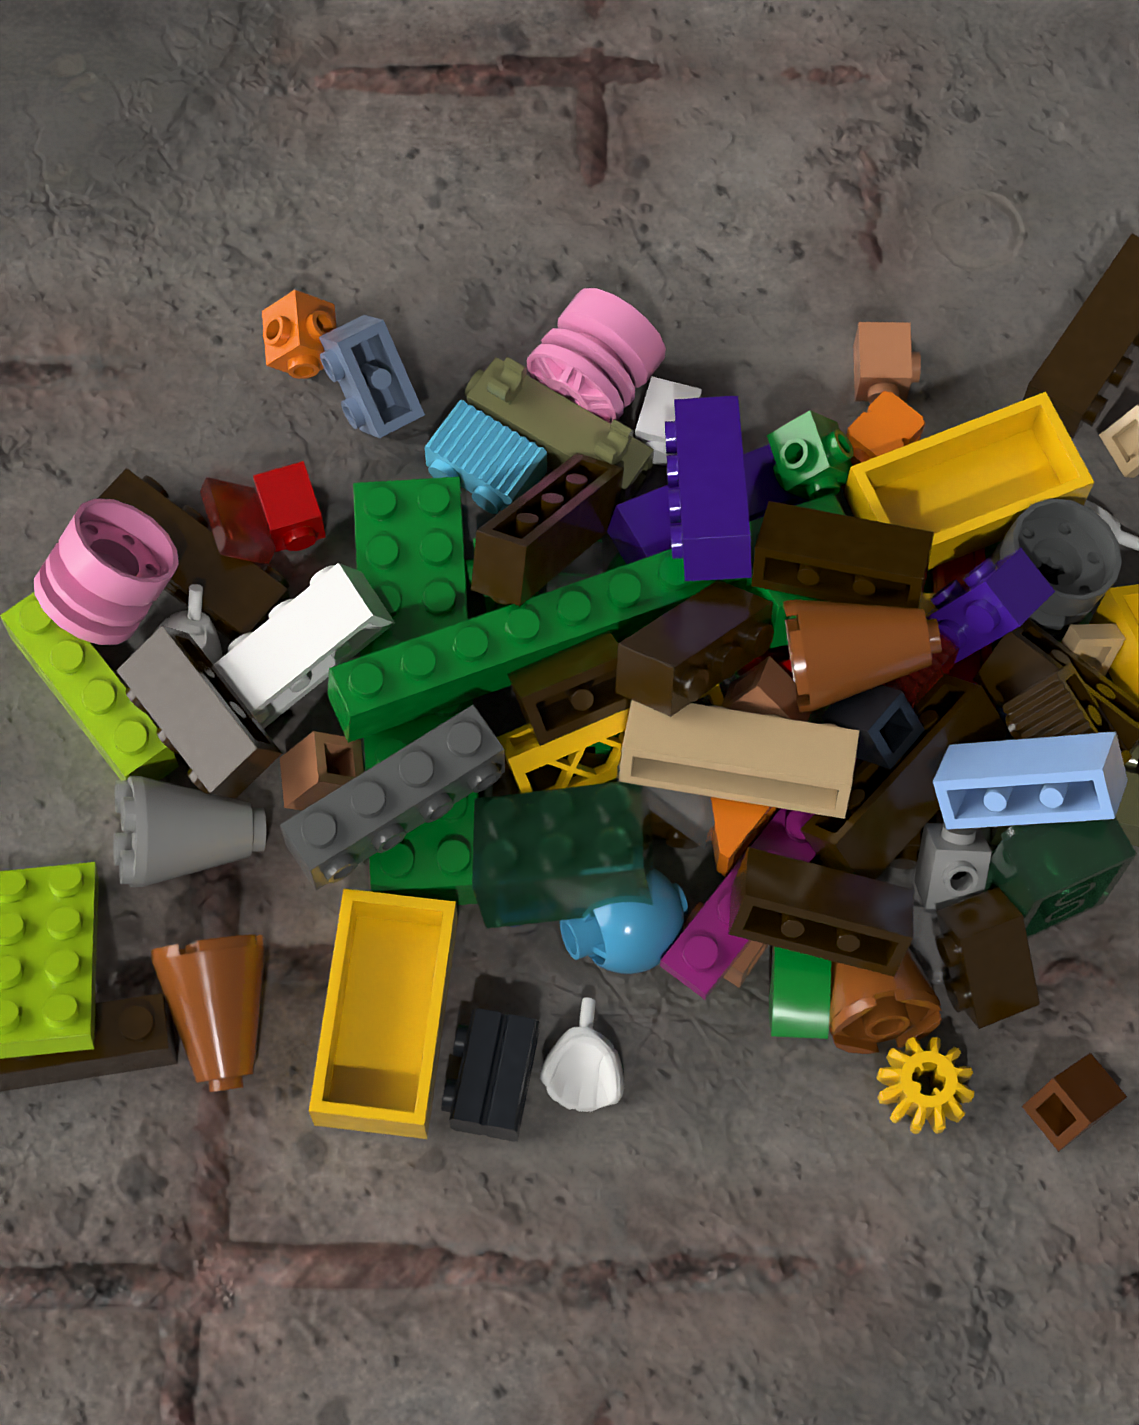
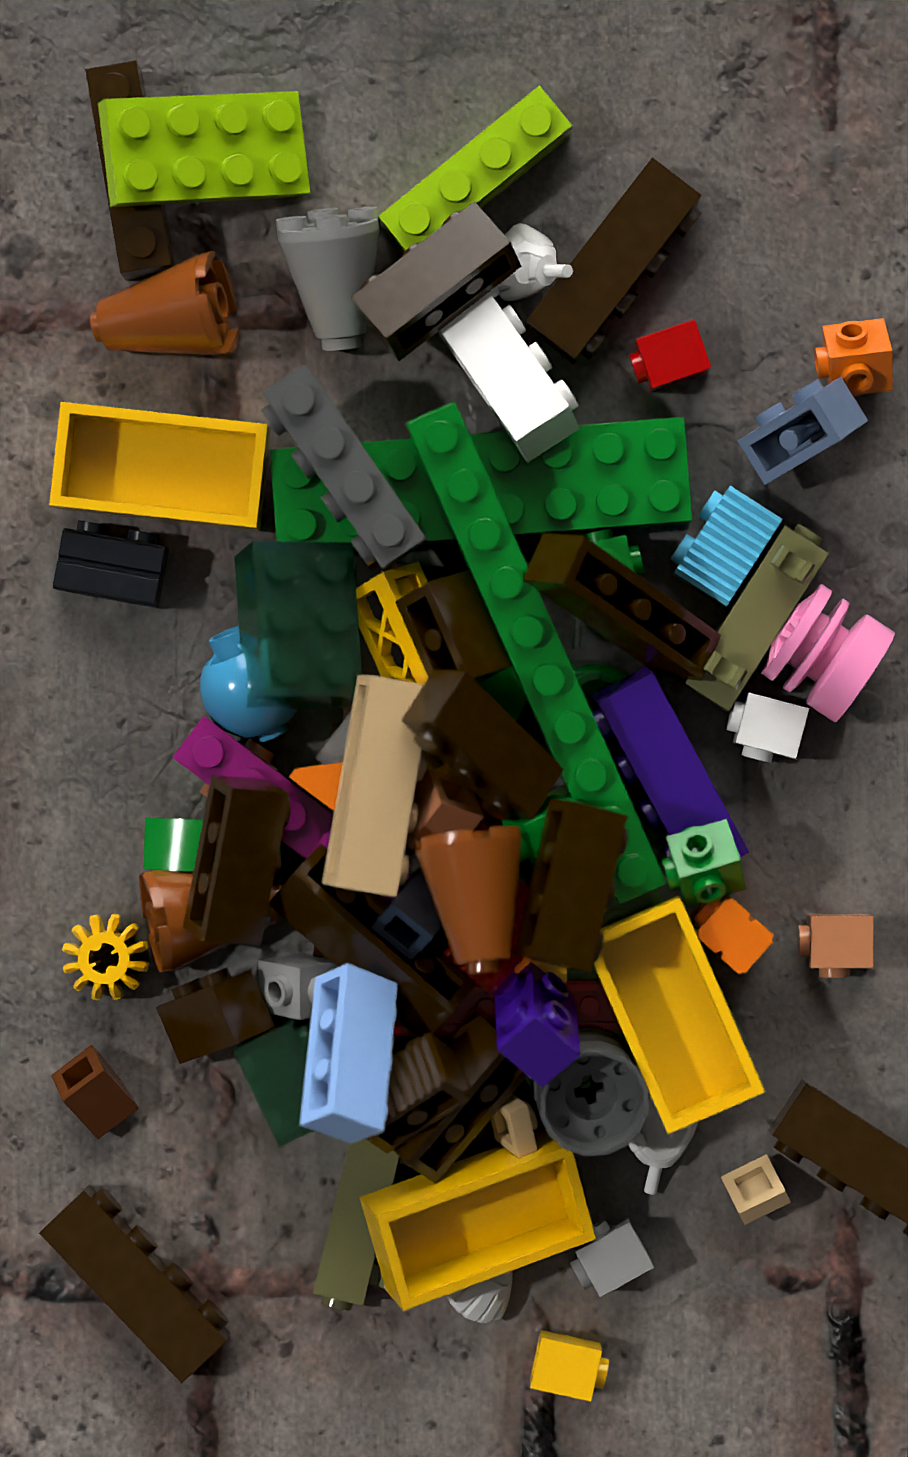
camera: 90 degrees right, 20 degrees up
(105, 571) = (576, 184): bright pink wheel -> none
(237, 521) = (649, 306): clear red tile -> none
(318, 768) = (389, 398): nougat brick -> none
(583, 1067) = (121, 648): white piece -> none
(711, 491) = (658, 762): dark purple brick -> none

